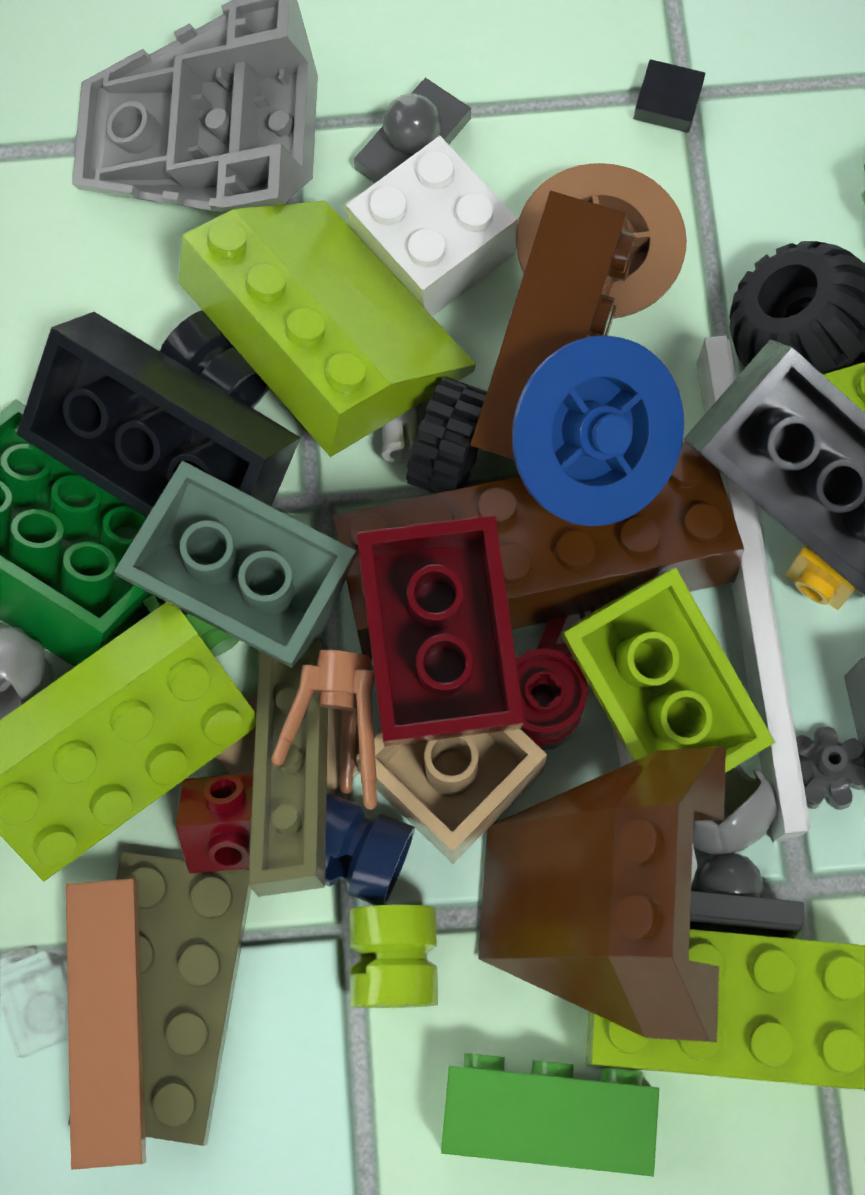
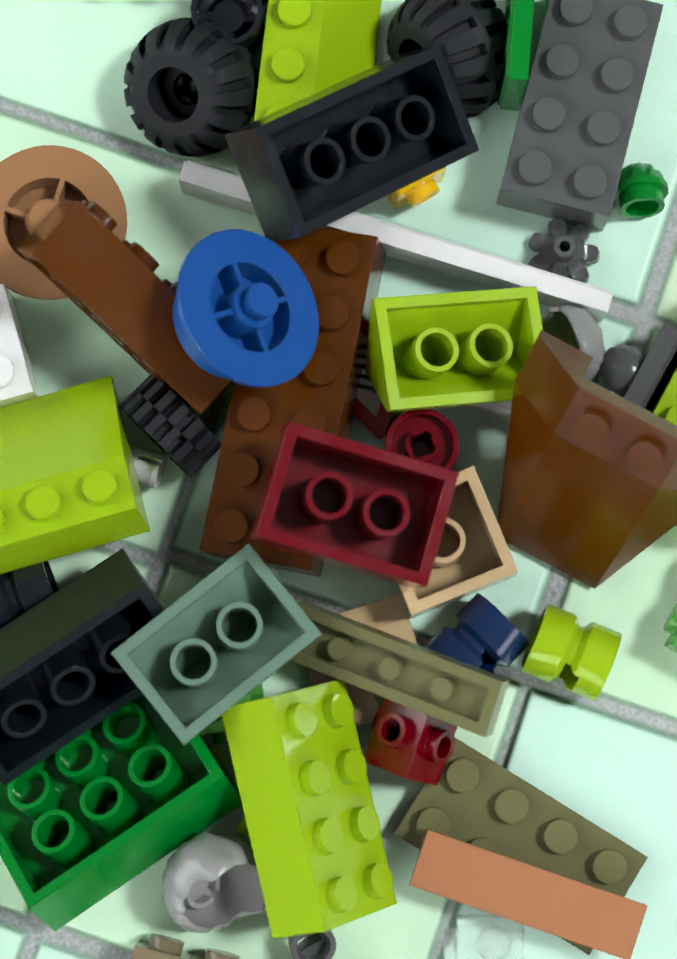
camera: 70 degrees left, 10 degrees up
(347, 686) = (352, 598): nougat plant -> none

